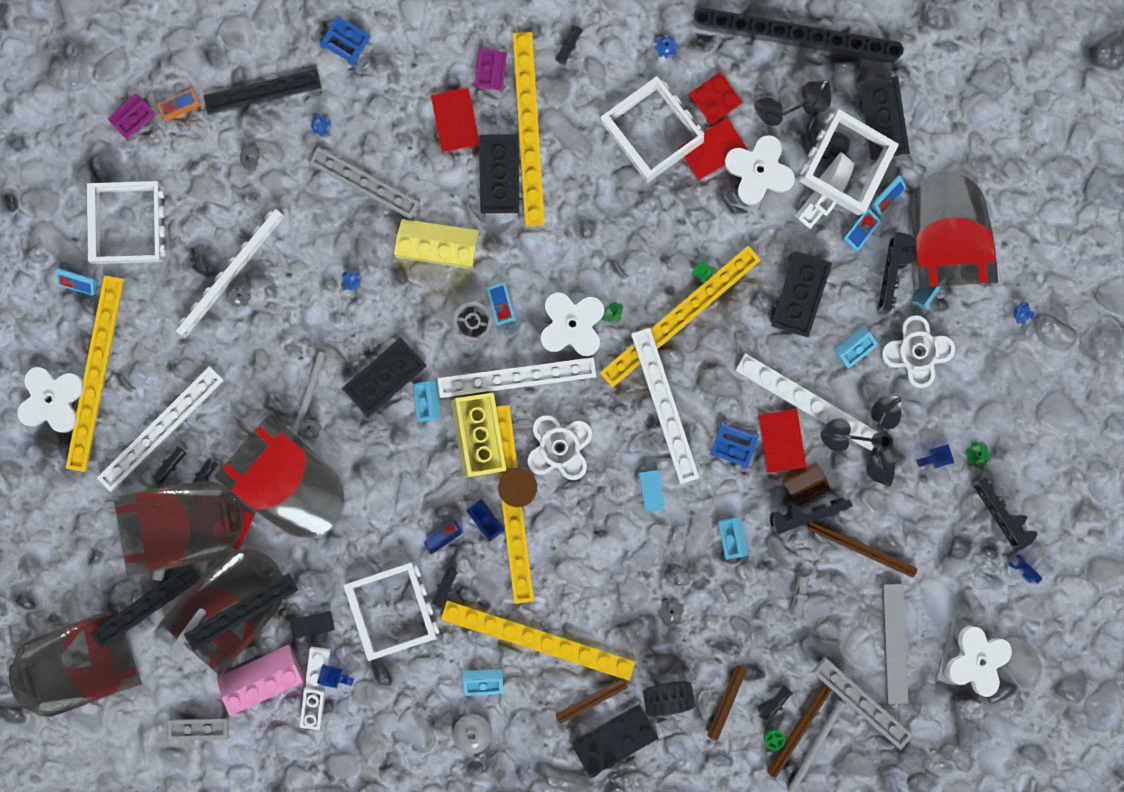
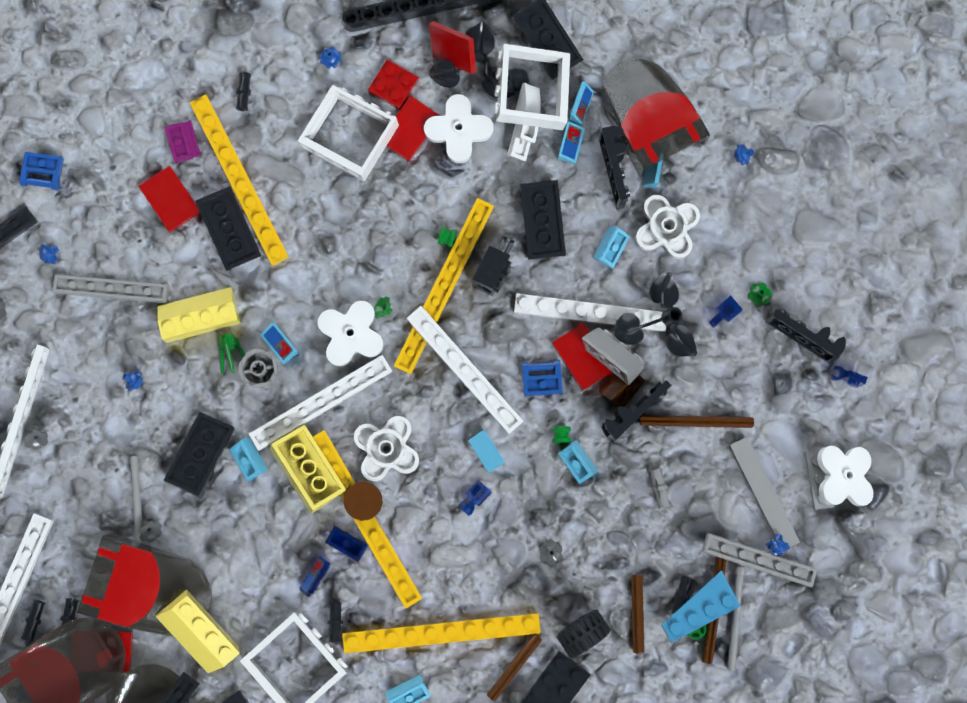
camera: 25 degrees left, 5 degrees down
(316, 543) = (198, 632): none -> light yellow slope
(452, 283) = (228, 344): none -> green plant
(624, 527) = (476, 495): none -> clear blue plate
(729, 506) = (561, 434): none -> green wheel
(733, 320) = (492, 268): none -> black brick
(788, 89) = (452, 46): none -> red tile
(793, 723) = (702, 608): none -> dark azure wing
(811, 453) = (613, 354): none -> light grey slope
(885, 697) = (777, 545): none -> blue plant

